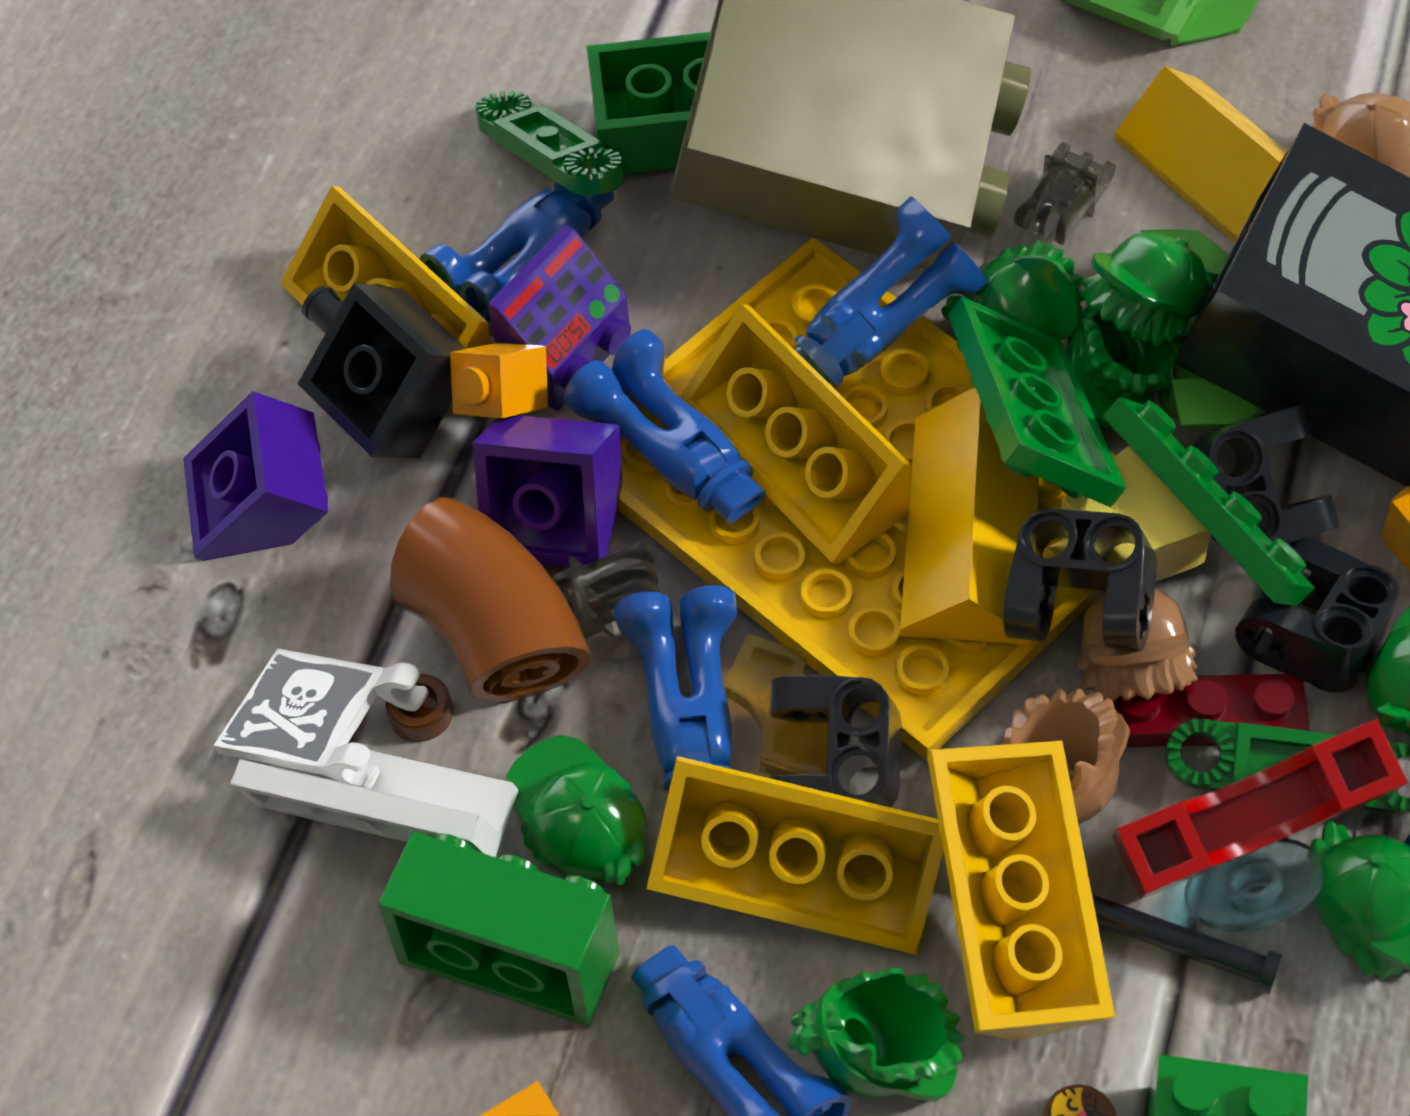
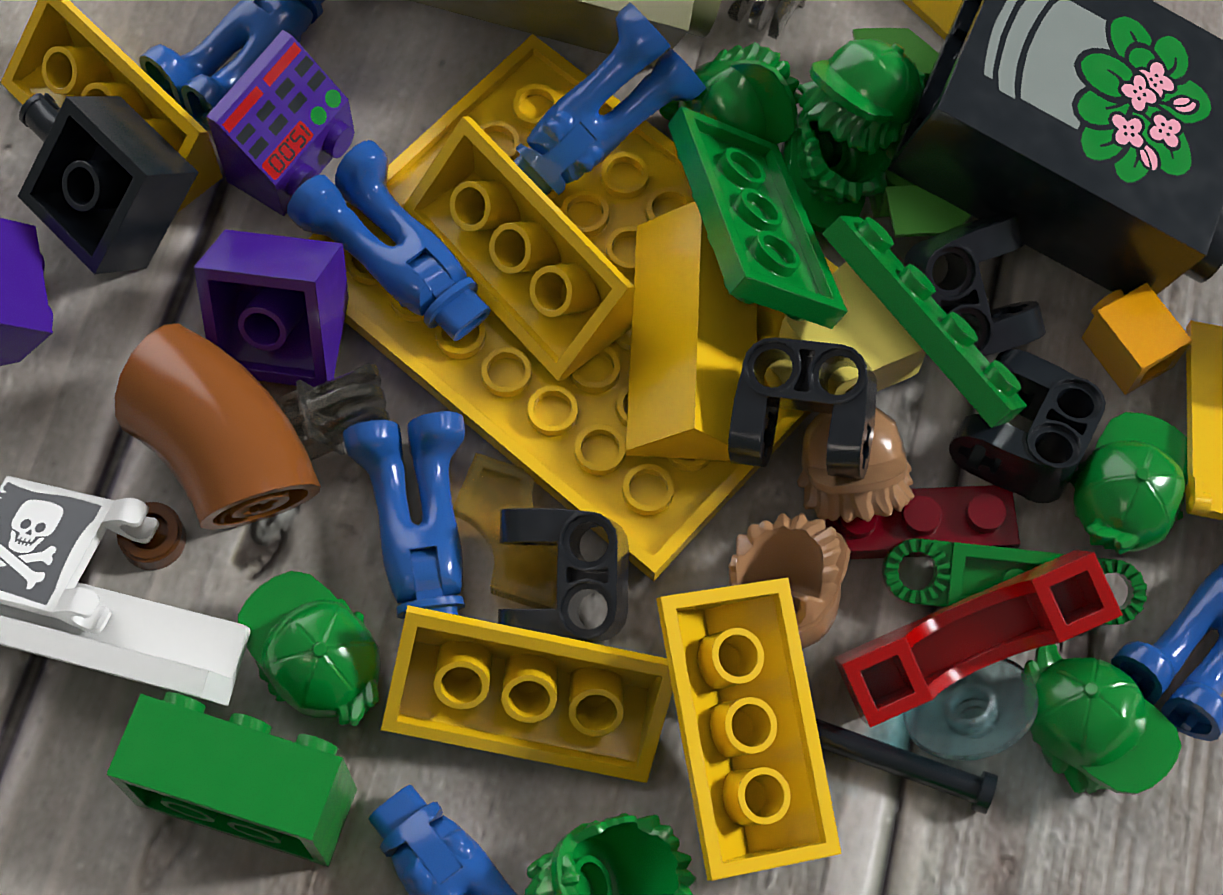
camera: 10 degrees left, 10 degrees up
(499, 380) = (220, 195): light orange brick -> none

